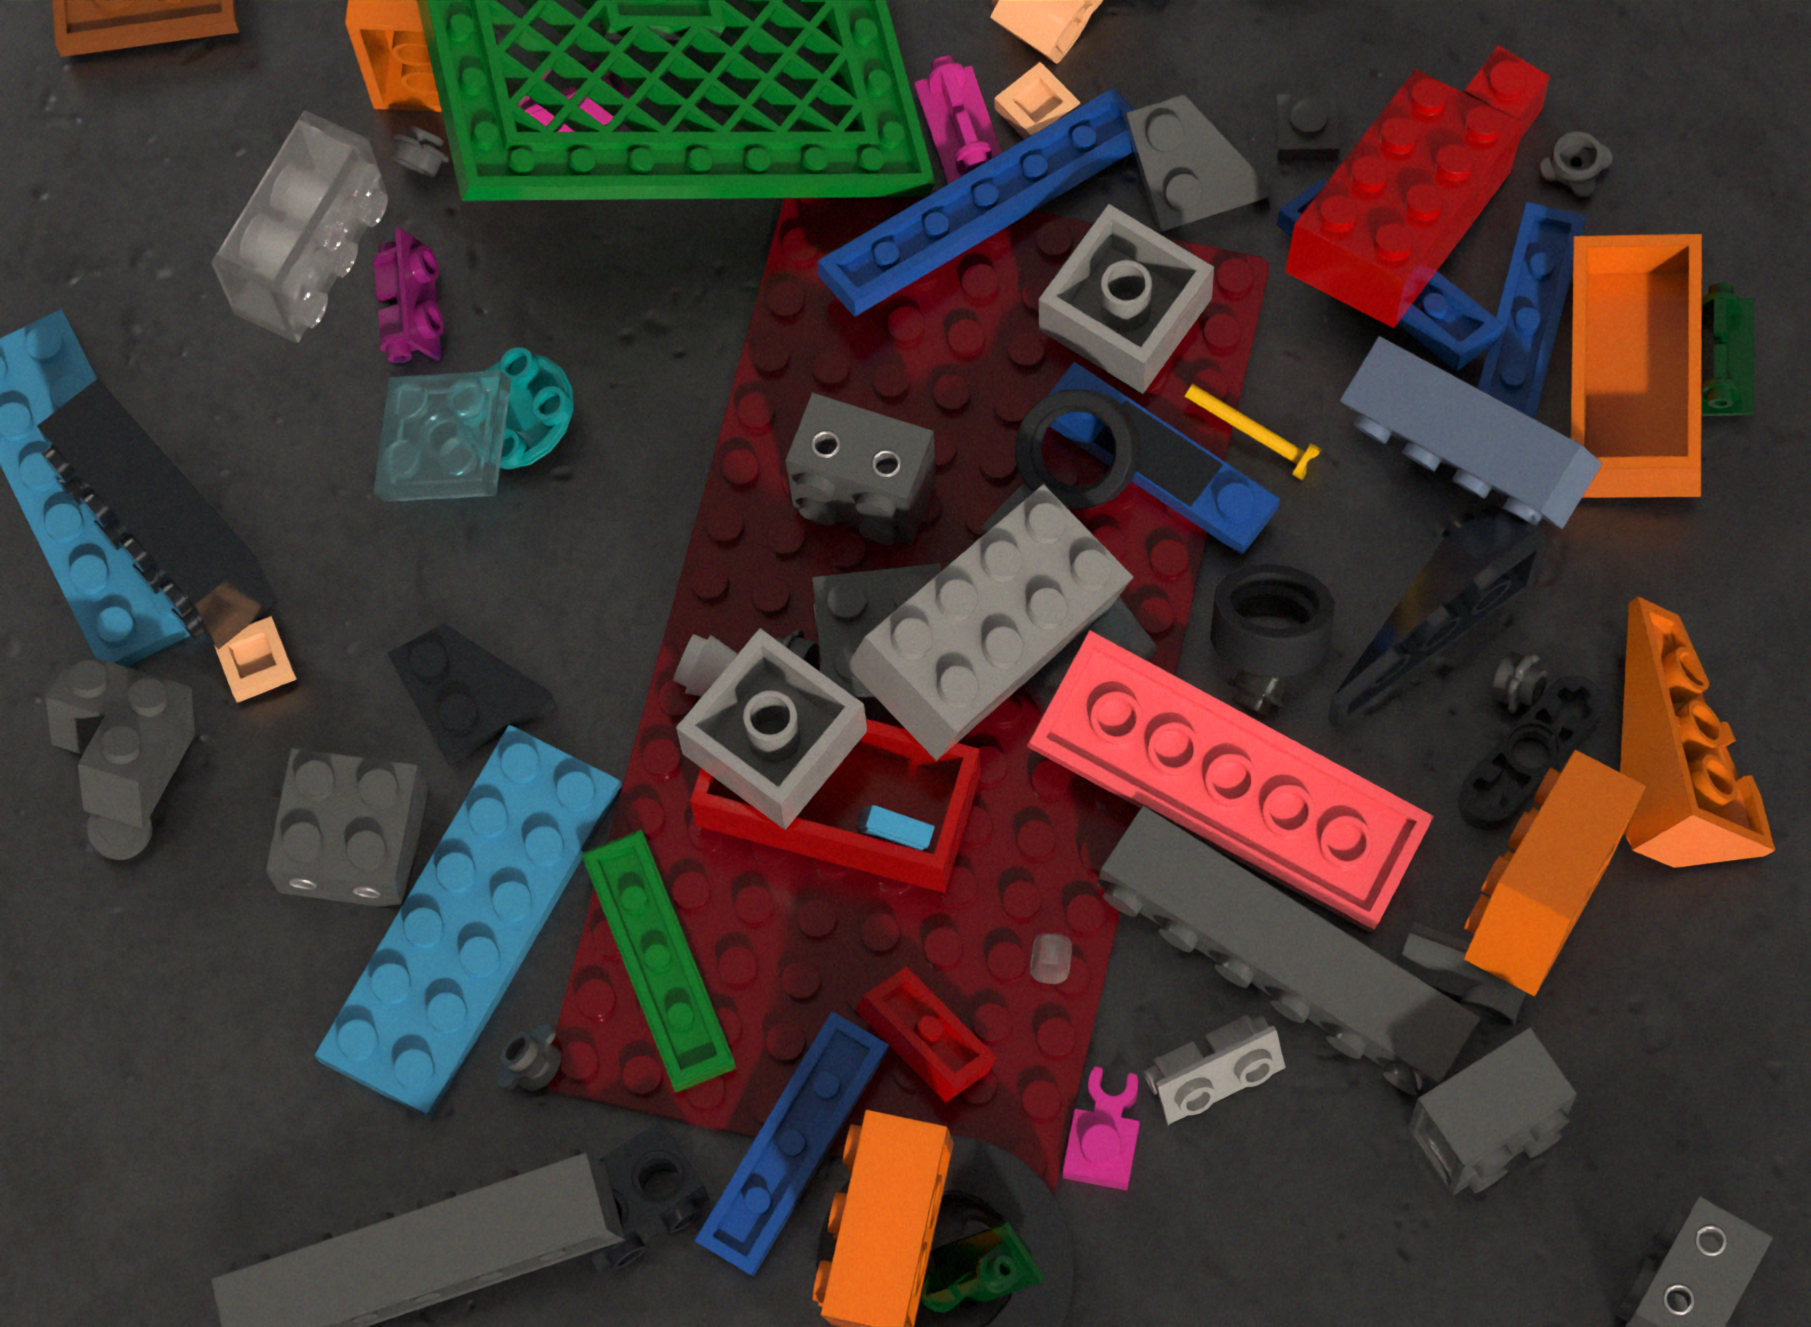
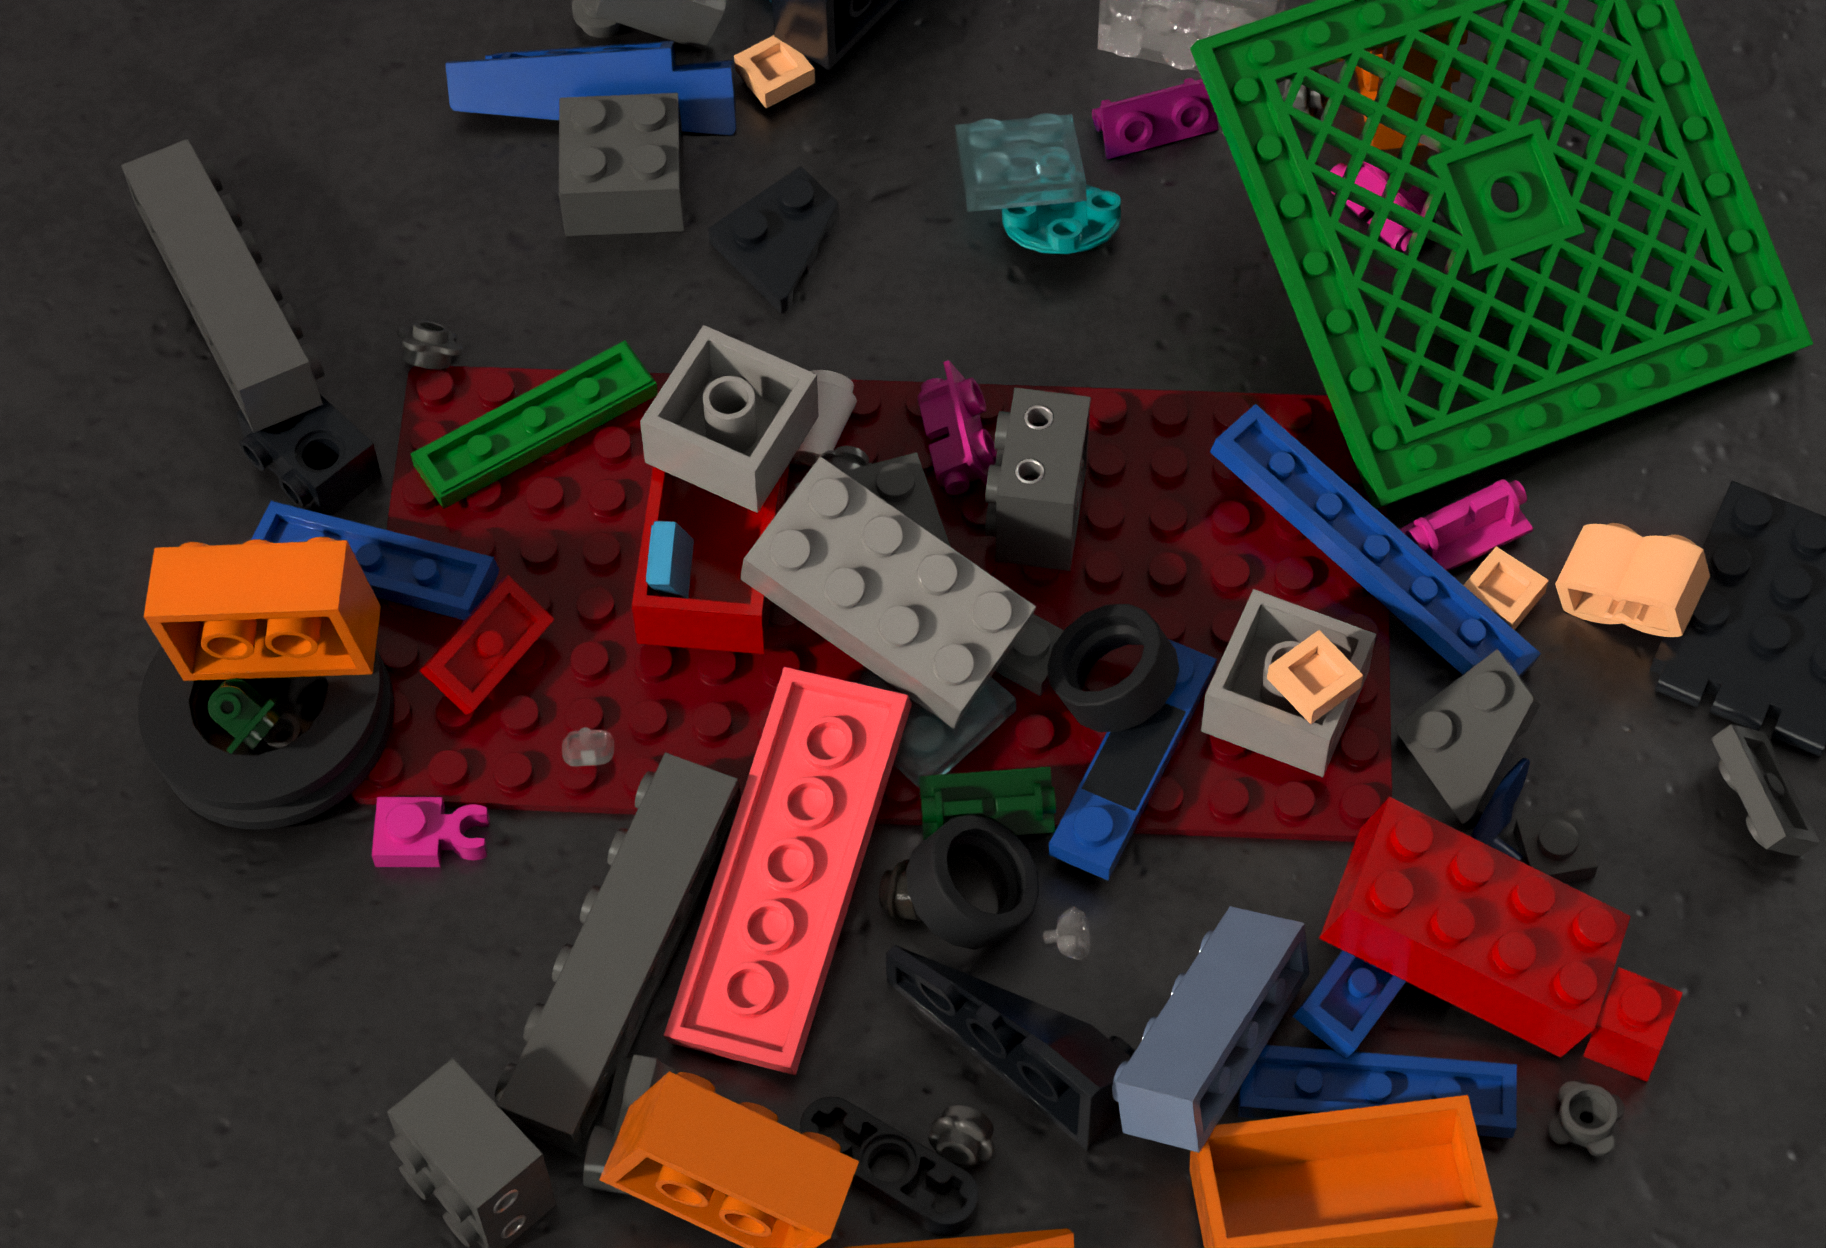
camera: 75 degrees right, 10 degrees down
(224, 842) = (534, 81): none -> blue wedge
(469, 922) = (553, 279): dark azure plate -> none
(740, 550) = (955, 409): none -> dark pink hinge
(1158, 259) = (1314, 676): none -> light nougat plate
(1188, 593) = (1014, 797): none -> dark green hinge
(1242, 1057) = (484, 894): light grey hinge -> none
(1255, 430) = (1172, 895): yellow piece -> none
(1275, 171) = (1500, 808): none -> dark blue bar
(1322, 553) = (1071, 933): none -> clear rock

